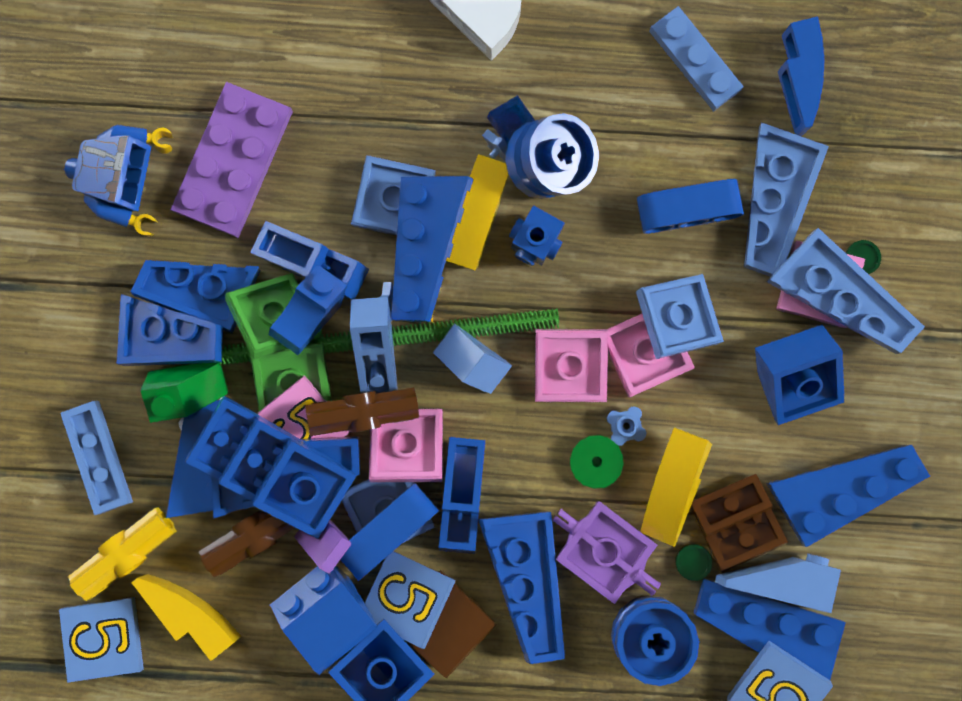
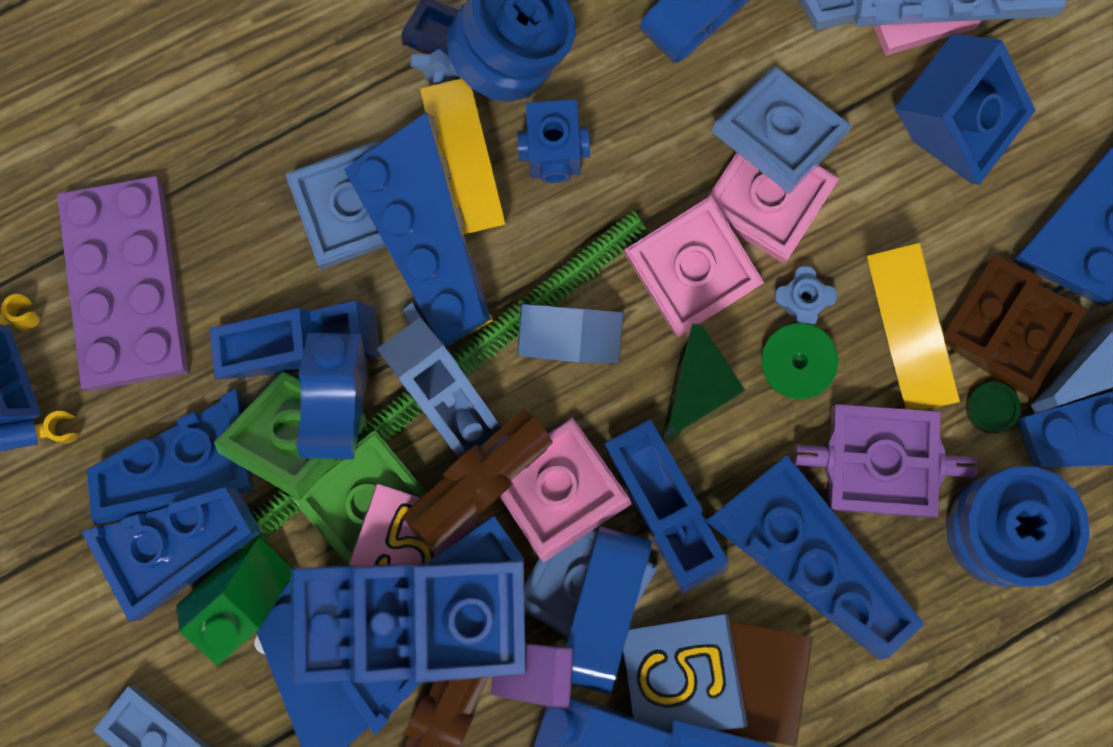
camera: 30 degrees left, 5 degrees down
(524, 441) = (701, 385): none -> dark green slope

